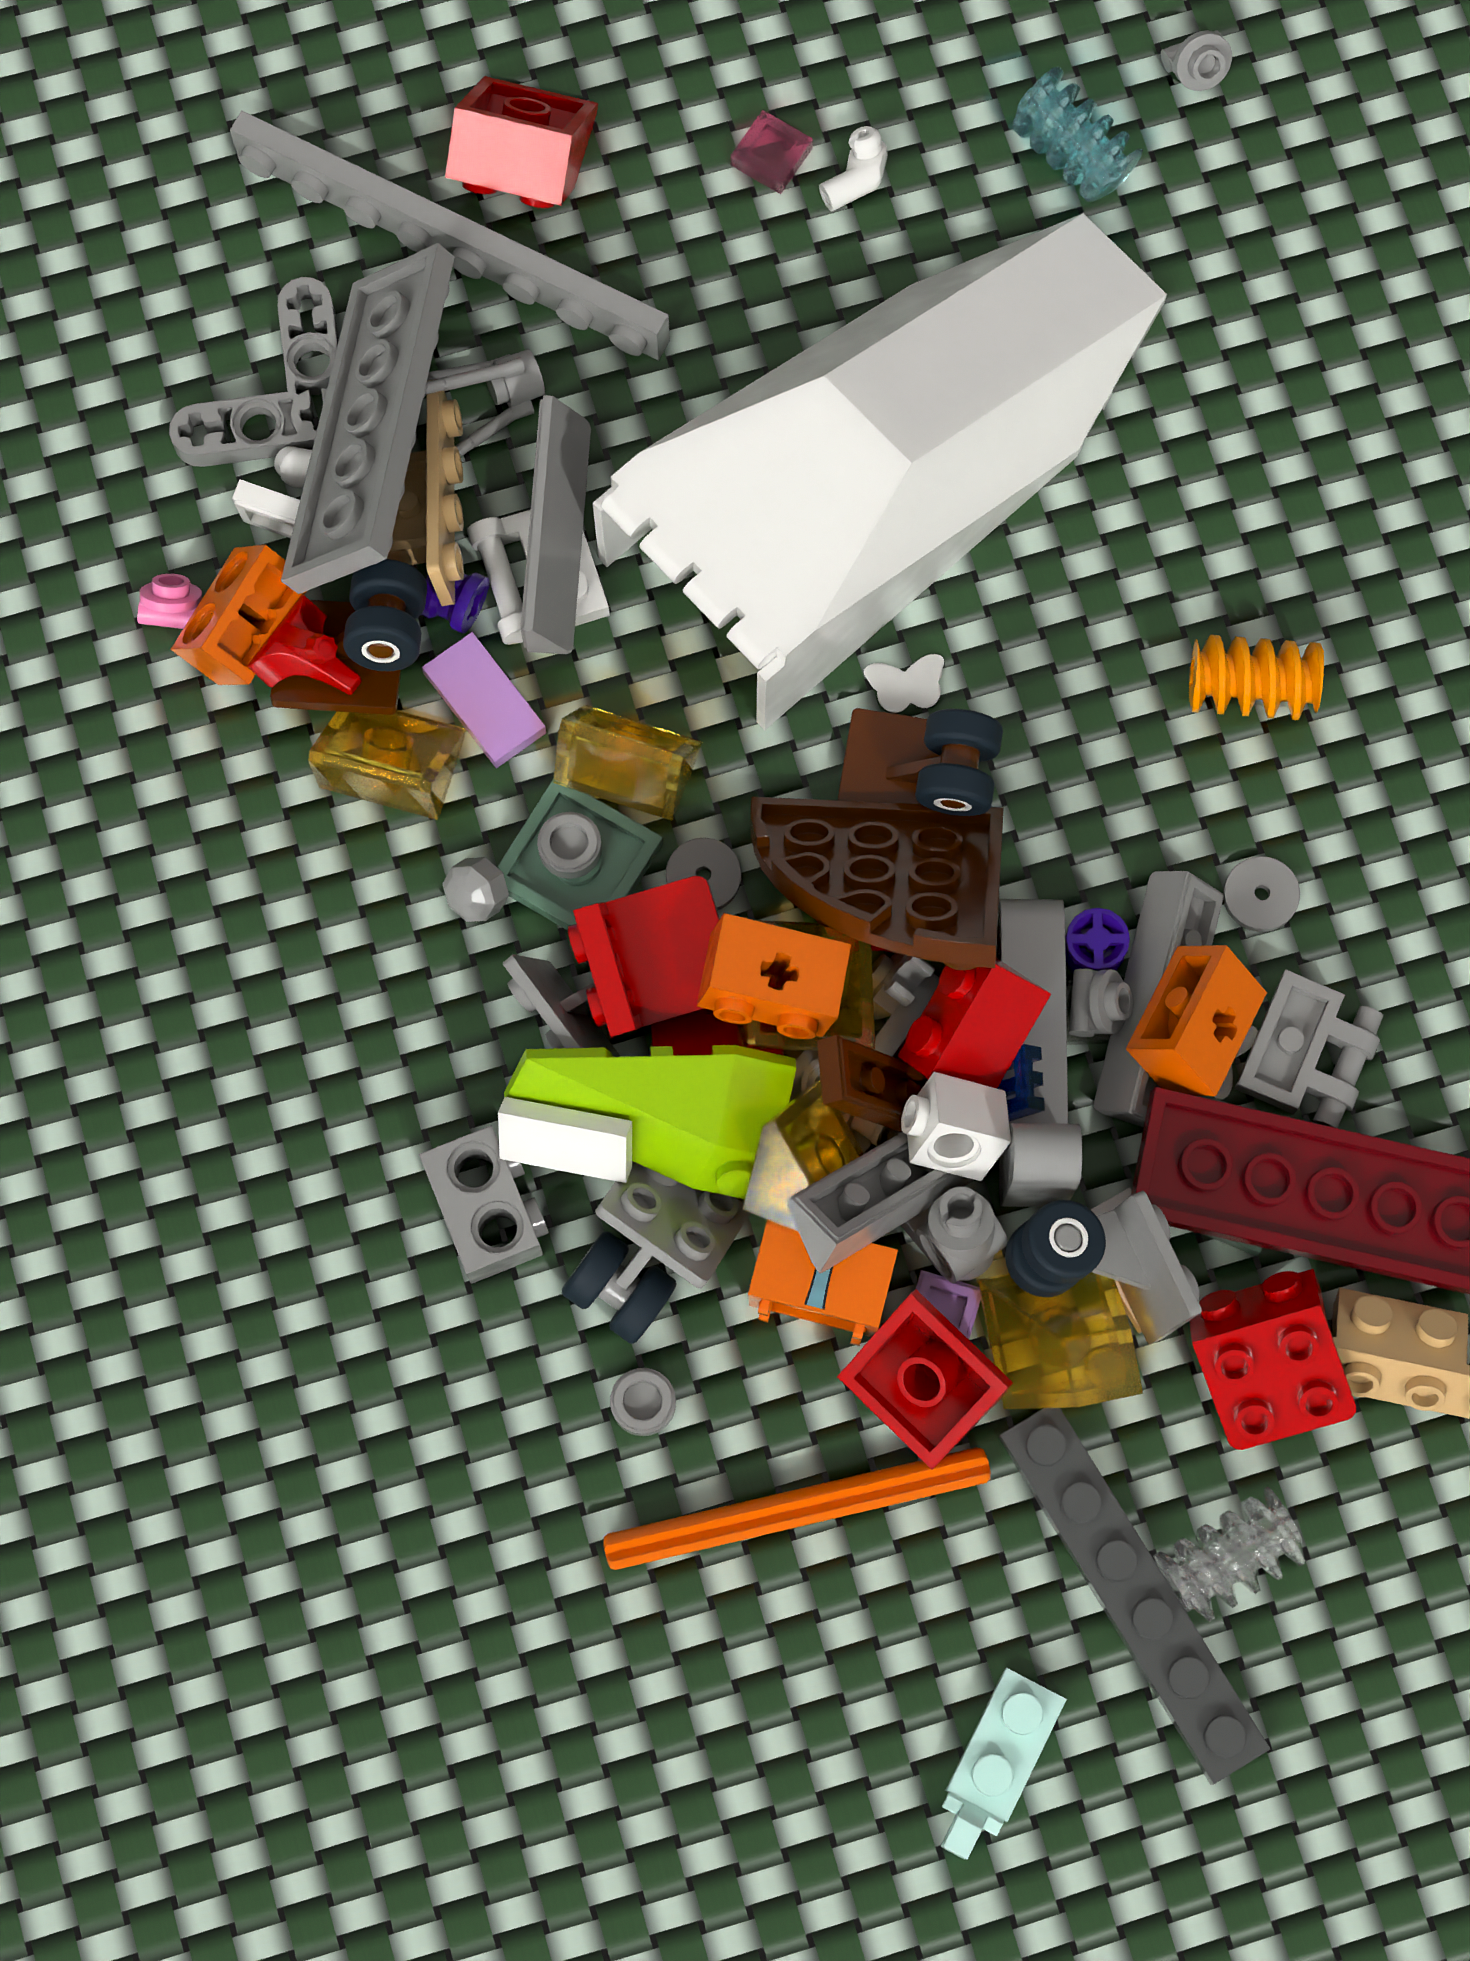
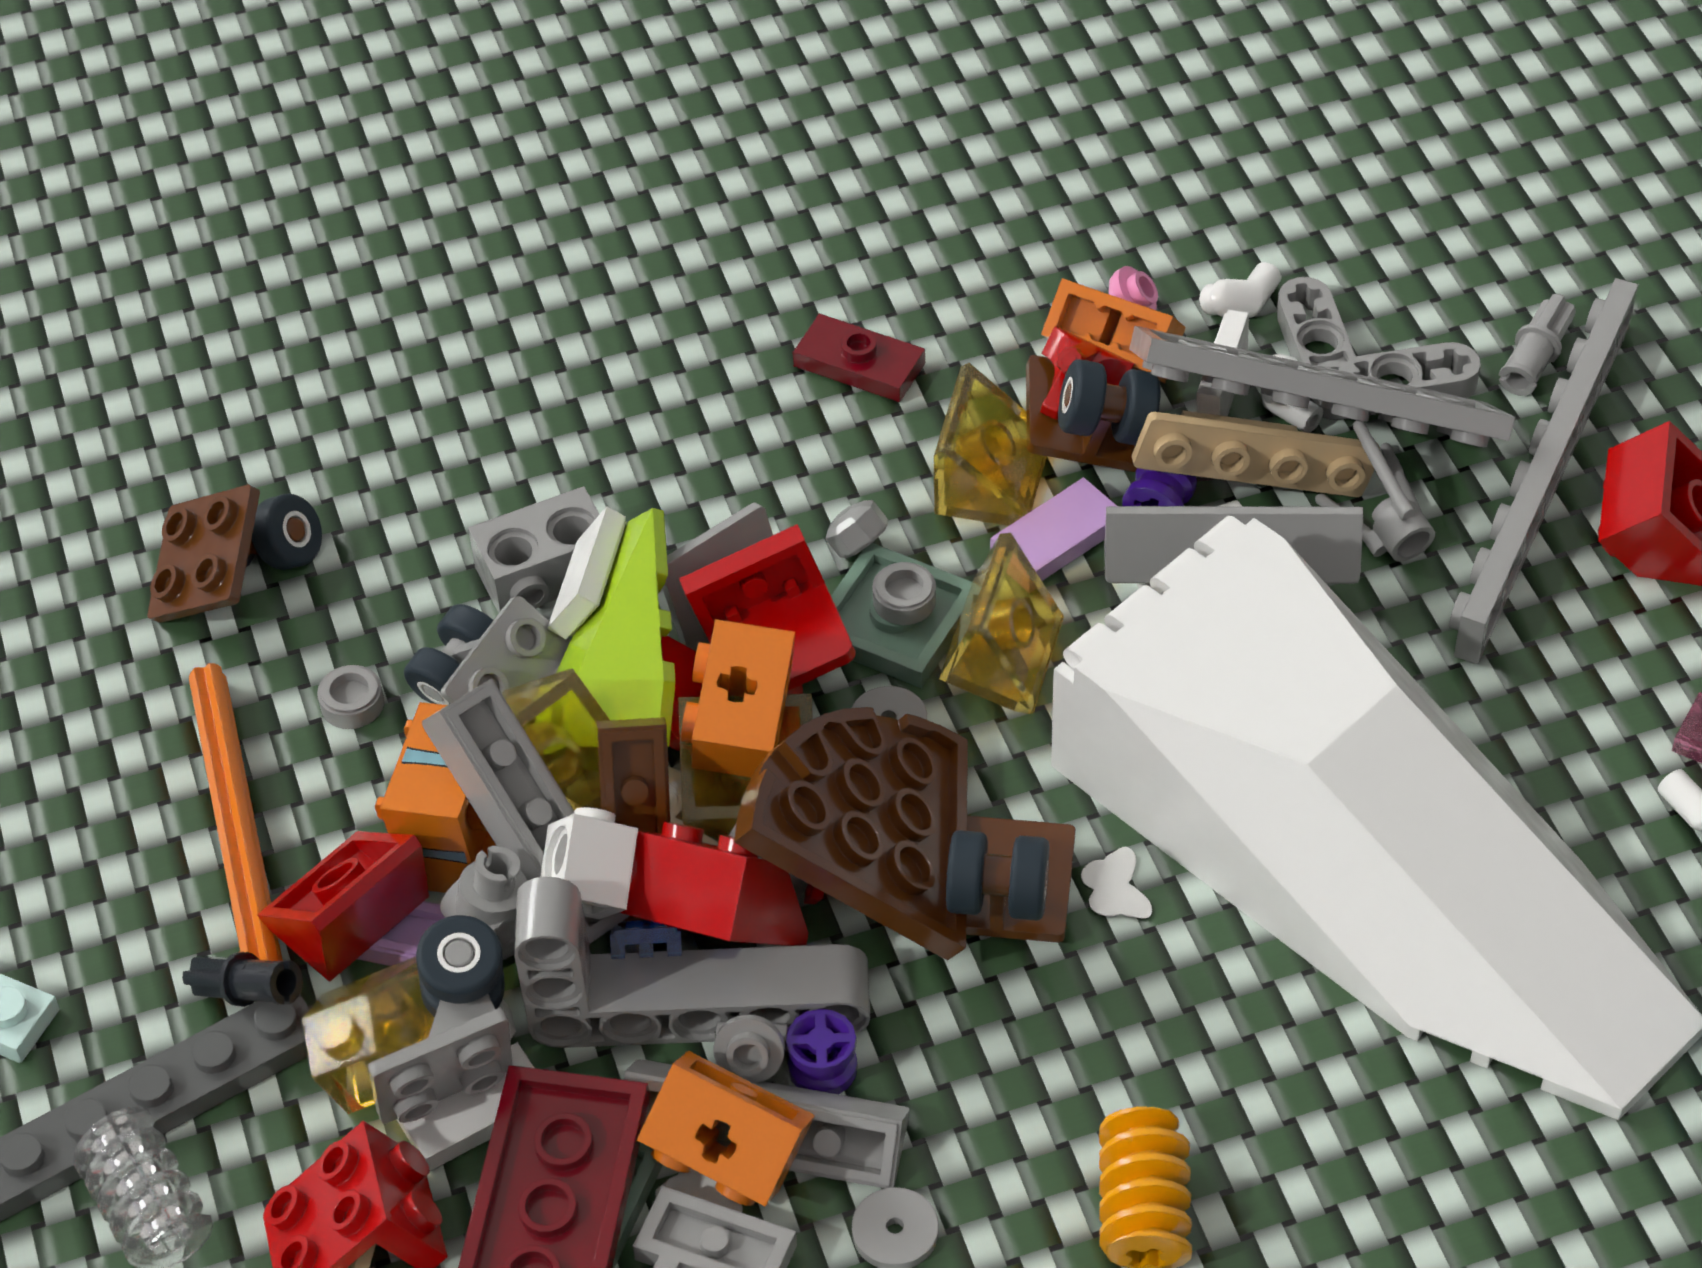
camera: 90 degrees right, 25 degrees down
(182, 493) = (1241, 295): none -> white arm
(222, 882) = (859, 357): none -> dark red plate
(280, 222) = (1537, 345): none -> light grey axle
(457, 1547) = (214, 541): none -> reddish brown plate
(1007, 1477) = (244, 979): none -> black axle

